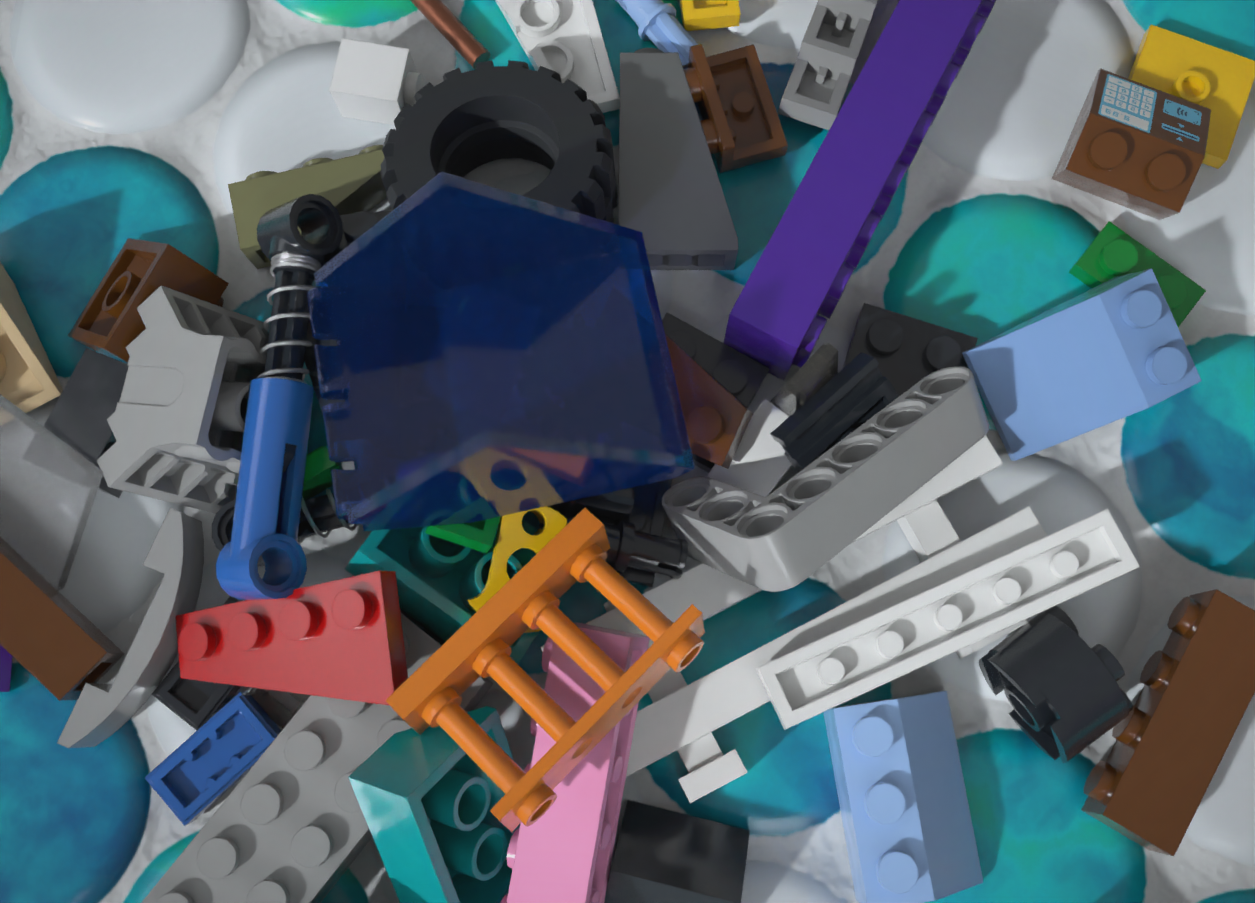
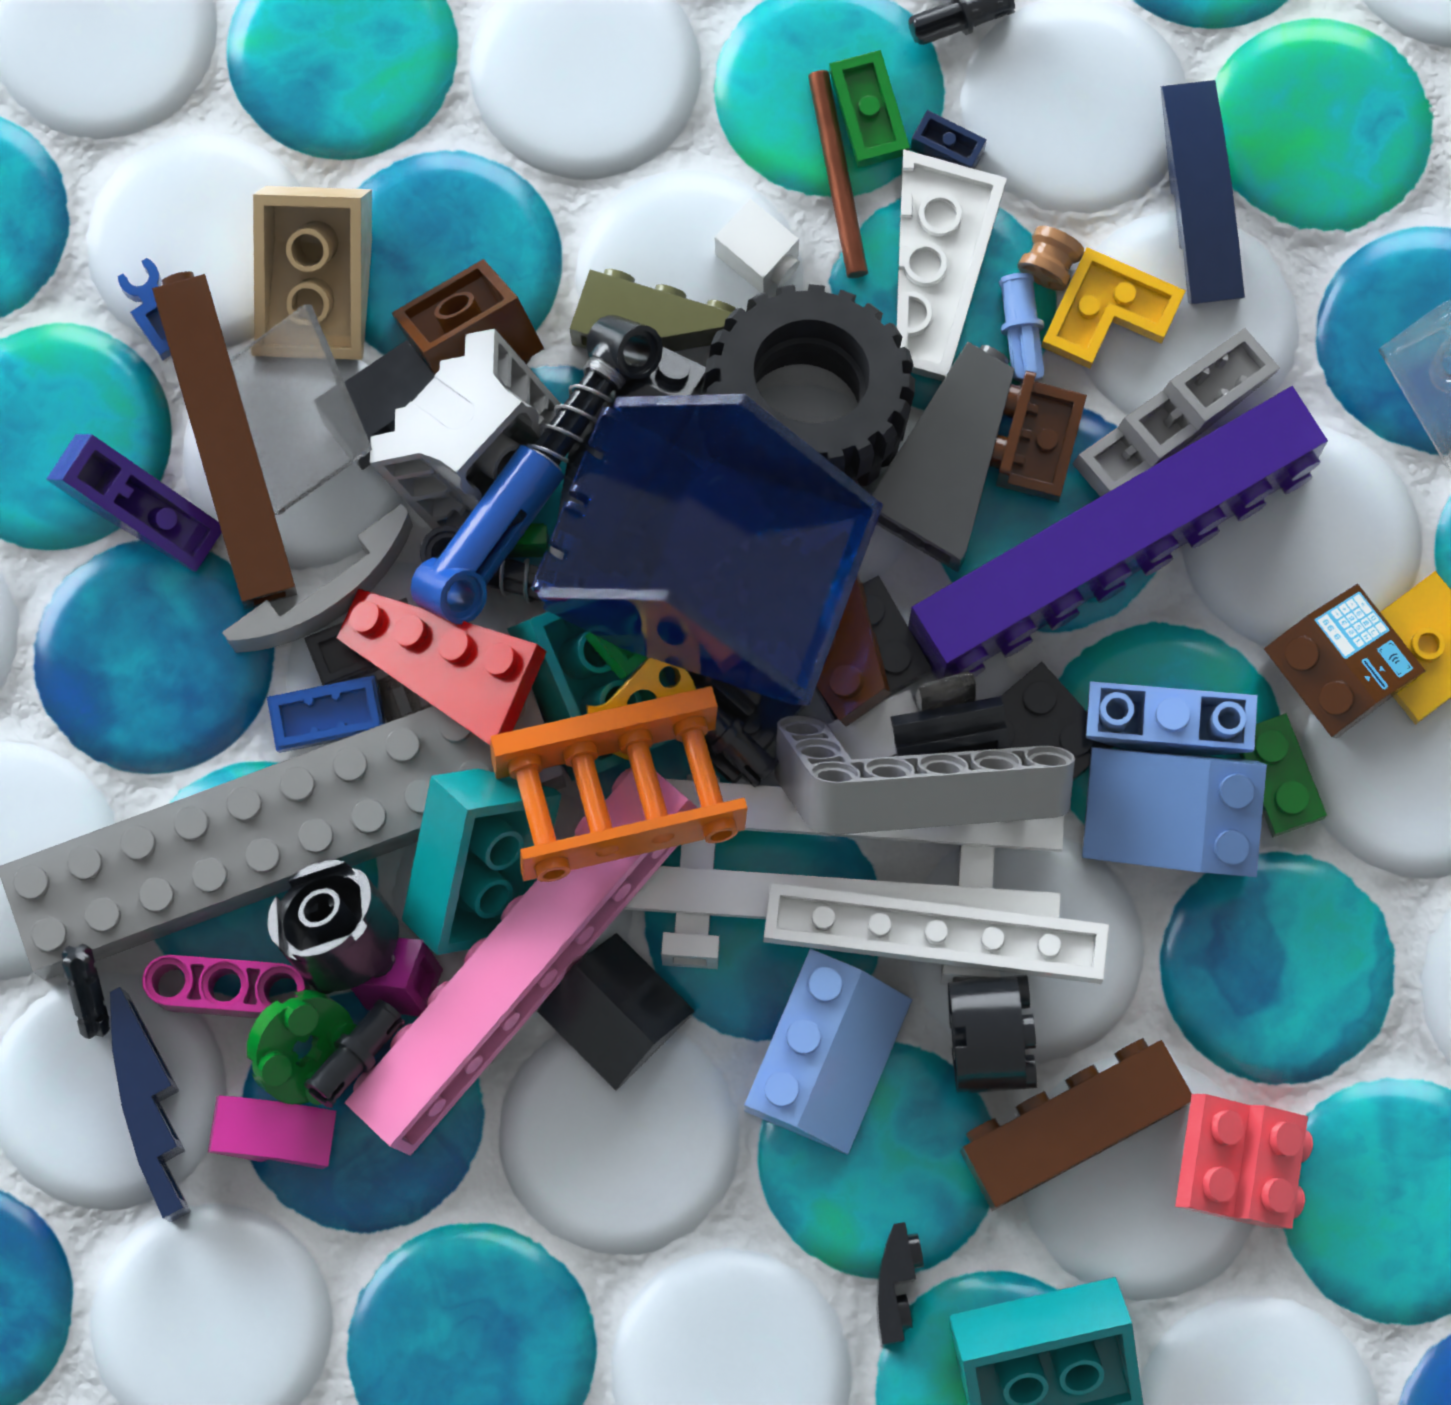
camera: 30 degrees right, 0 degrees up
(1024, 282) = (1171, 719): none -> light blue slope

